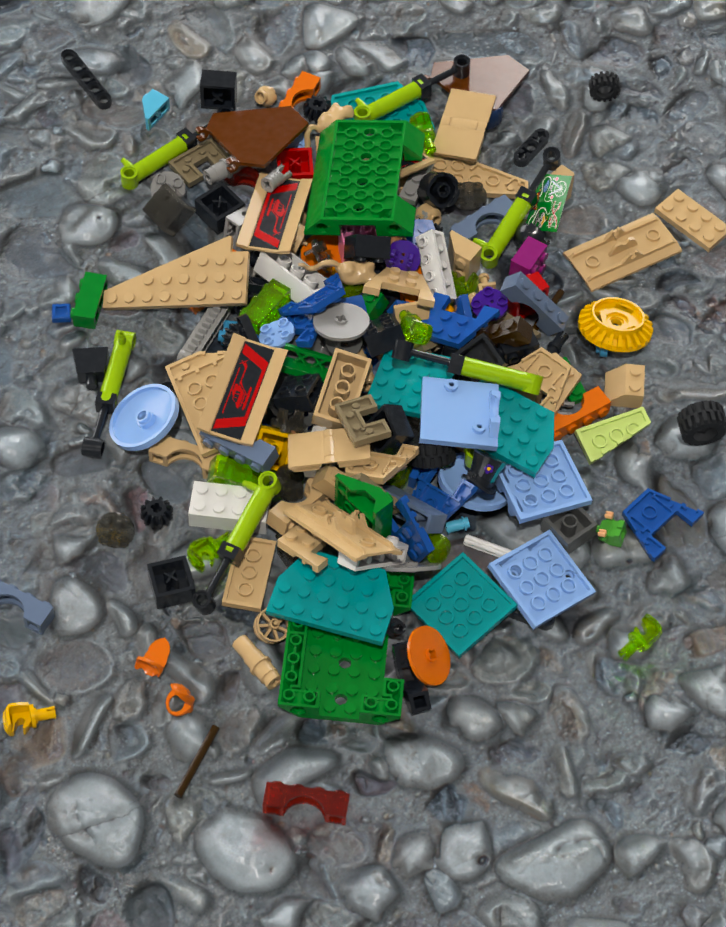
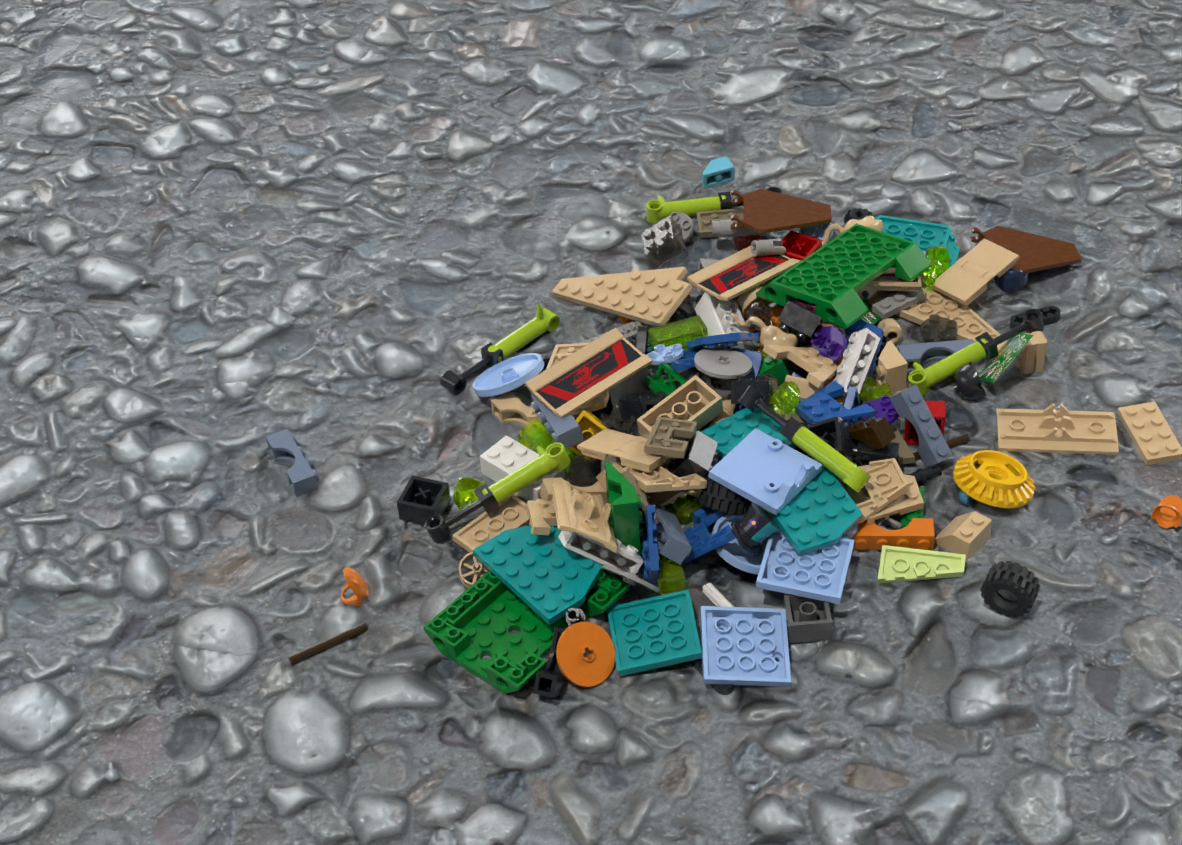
camera: 40 degrees right, 15 degrees down
(26, 715) = (224, 543): yellow piece -> none
(61, 313) = (516, 283): blue tile -> none
(86, 85) = (683, 136): black beam -> none
(89, 300) = (541, 283): green brick -> none
(91, 365) = (502, 323): black torso -> none
(115, 538) = (413, 444): clear smoke plate -> none
(155, 658) = (363, 552): orange piece -> none
(156, 512) = (460, 449): black gear -> none
(216, 205) = (707, 249): black brick -> none
(218, 89) = (781, 173): black brick -> none
(257, 662) = (440, 593): tan piece -> none
(266, 96) = (822, 195): tan animal -> none
(281, 797) = (366, 703): clear red arch -> none
(302, 88) = (862, 198): orange arch -> none
(419, 88) = (957, 233): lime piece -> none
(438, 189) = (913, 300): black brick -> none
(457, 525) = (708, 572): medium azure pin -> none
(529, 257) = (954, 391): magenta brick -> none
(599, 92) = (1147, 287): black tyre -> none
(612, 531) = (848, 640): bright green piece -> none
(640, 642) = (800, 743): clear neon green piece -> none
(650, 513) = (900, 645): blue wing -> none

